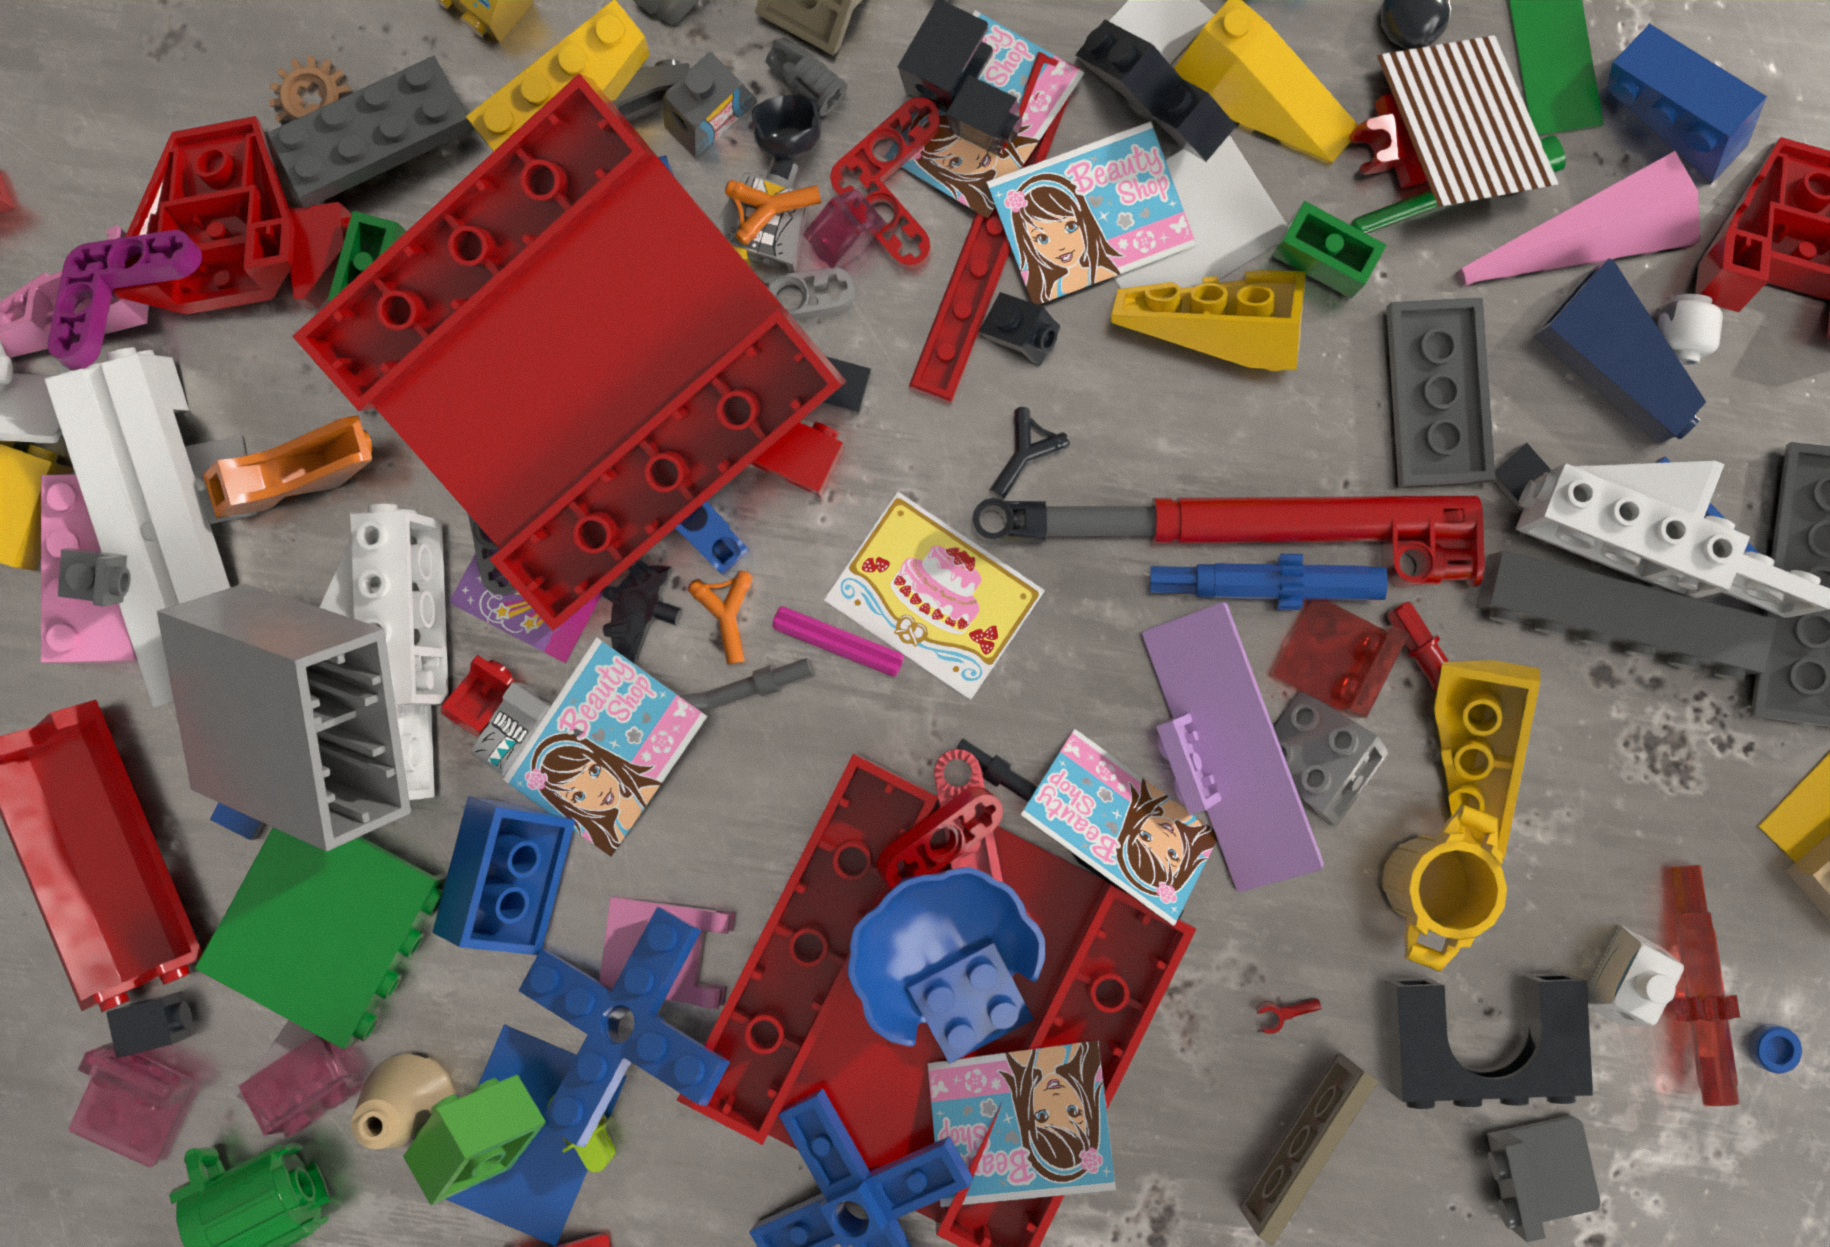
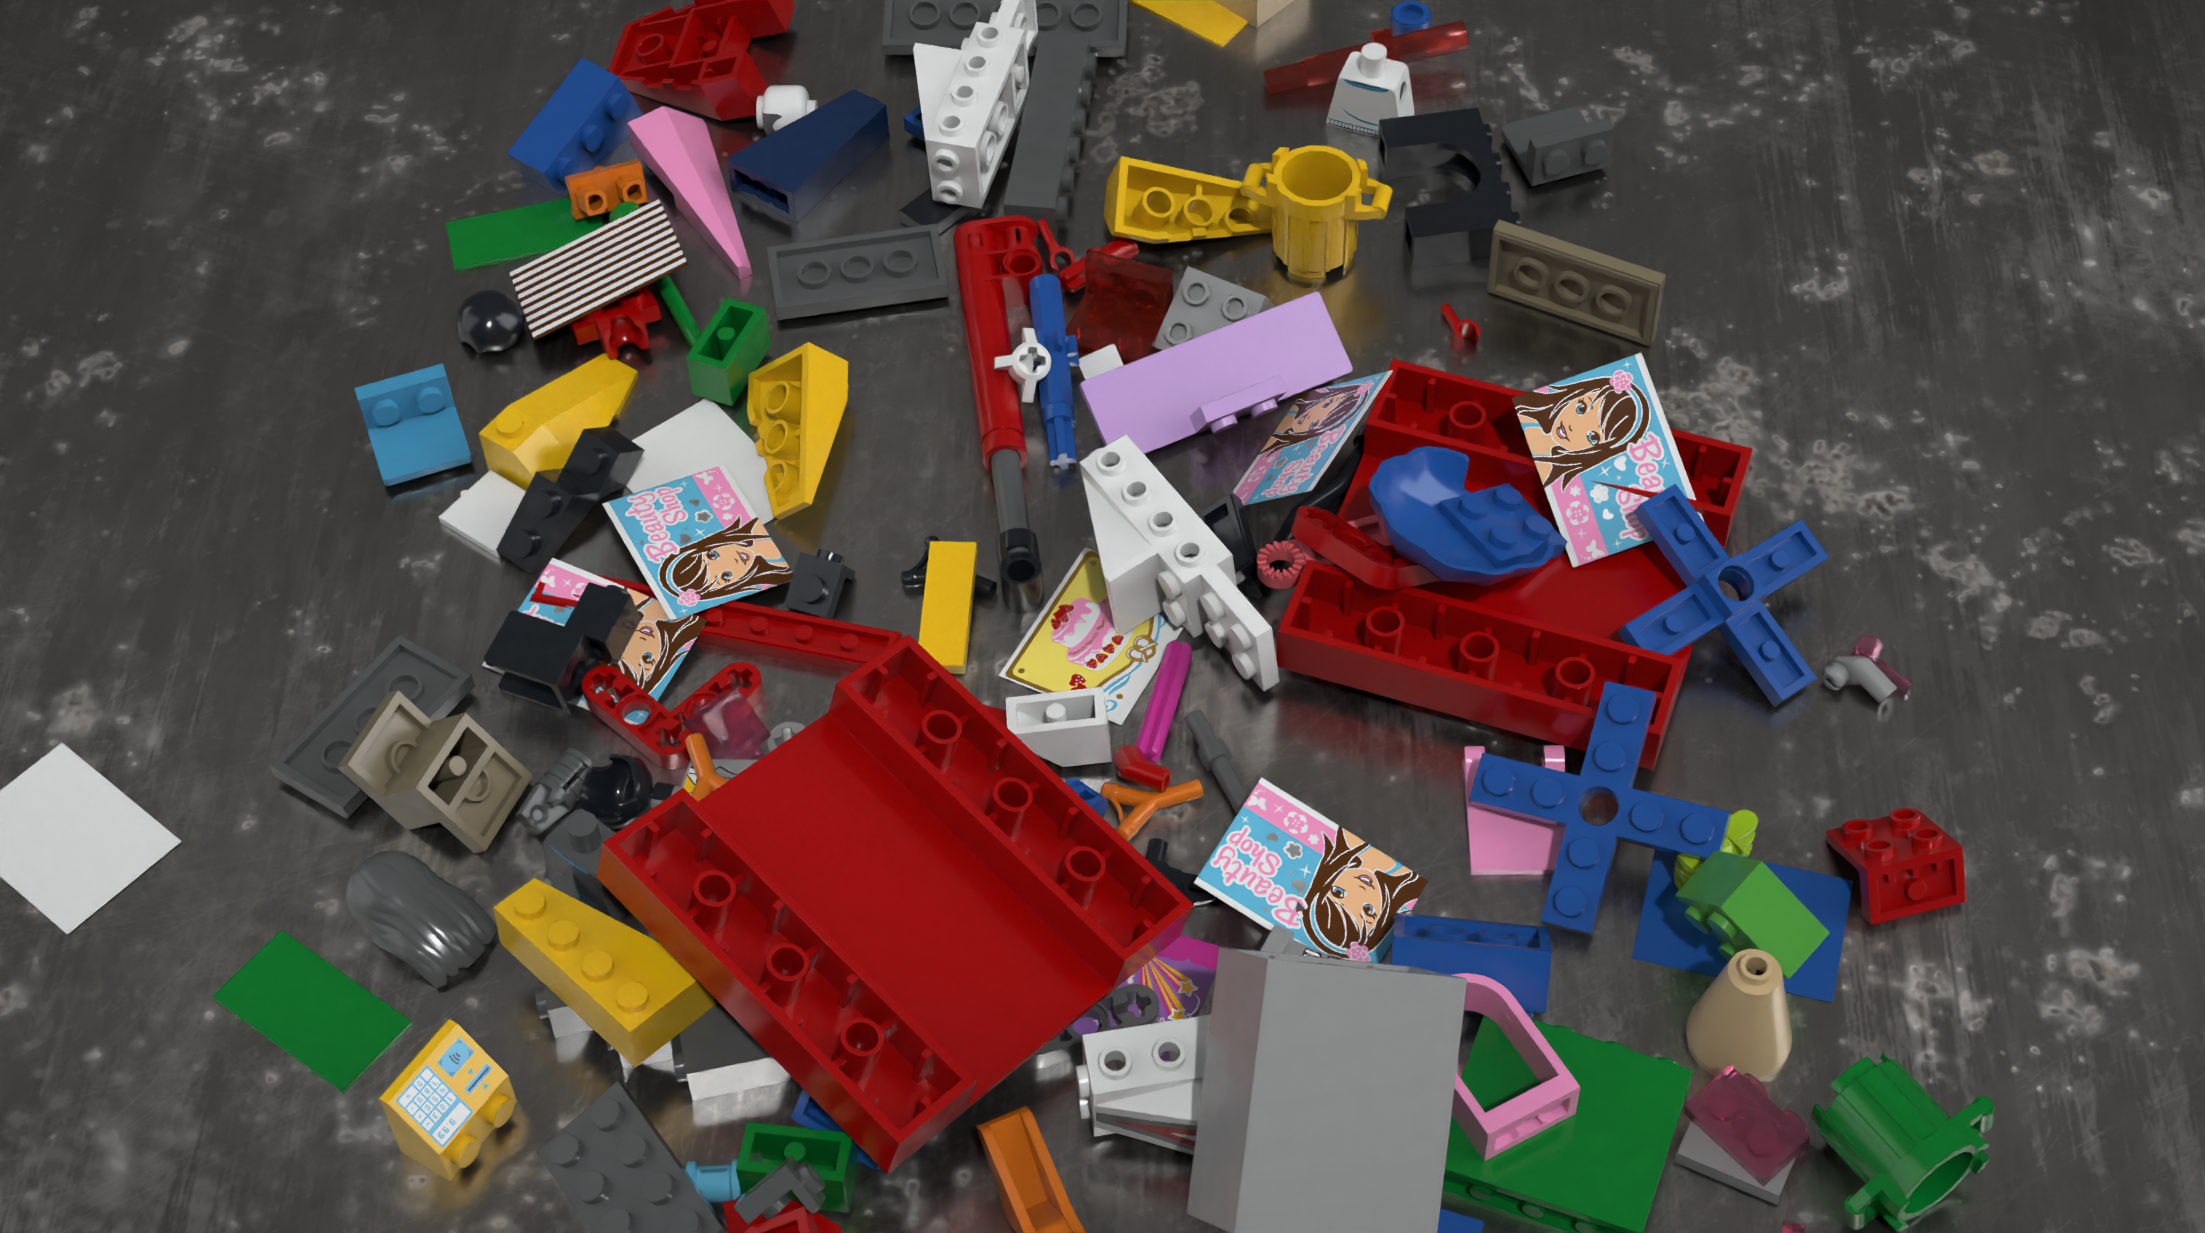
camera: 95 degrees left, 35 degrees down
(304, 897) = (1531, 1111): none -> bright pink window
(317, 245) = (771, 1194): none -> dark grey bracket
(382, 186) = (716, 1181): none -> medium azure bush
(754, 603) = (1134, 766): none -> red arm
(799, 535) = (1063, 725): none -> white slope
(972, 447) = (948, 603): none -> yellow tile
(976, 631) = (1169, 560): none -> white wedge
(1019, 729) = (1230, 525): none -> black tile
(1261, 545) = (1021, 364): none -> white piece
(1275, 633) = (1100, 361): none -> white sticker
(1449, 601) = (1053, 248): none -> red hand
(1590, 132) = (605, 188): none -> orange hips

